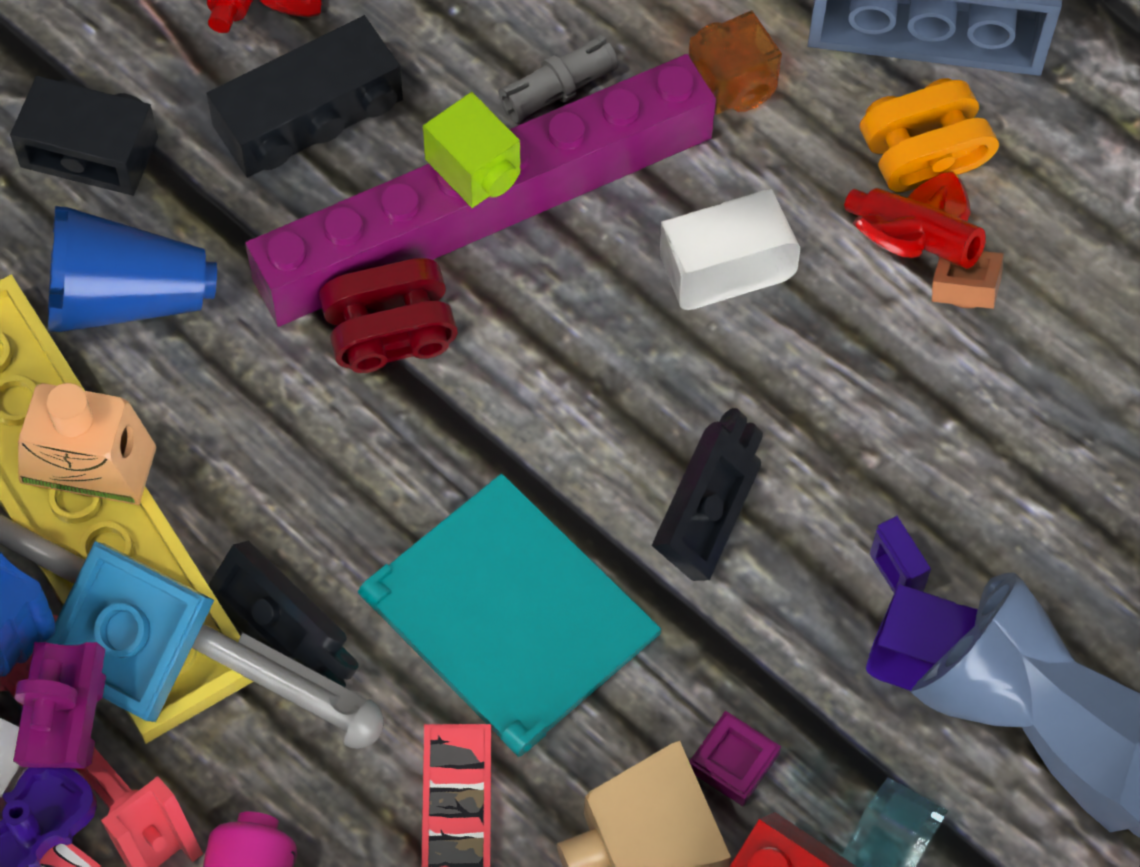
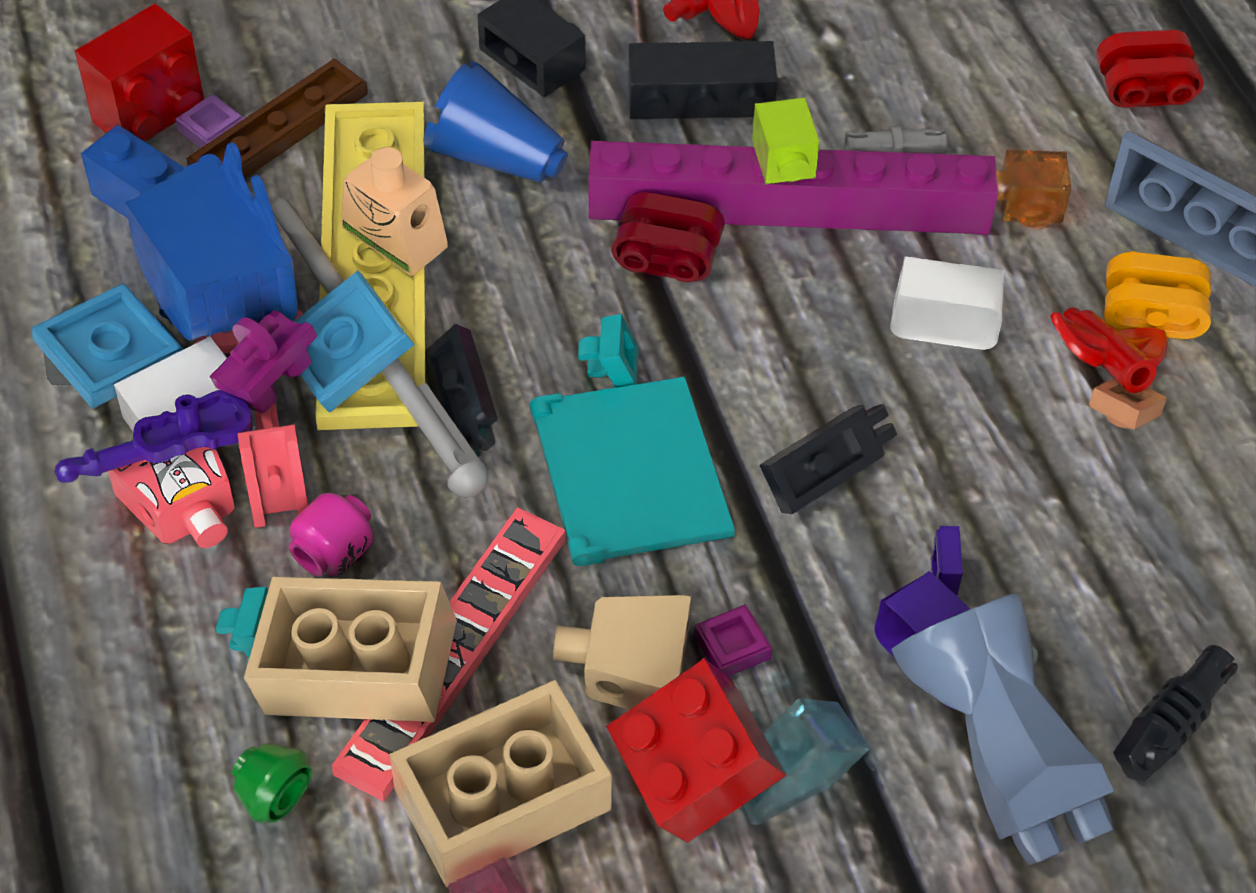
camera: 30 degrees right, 10 degrees down
(414, 488) = (612, 353): none -> teal tile

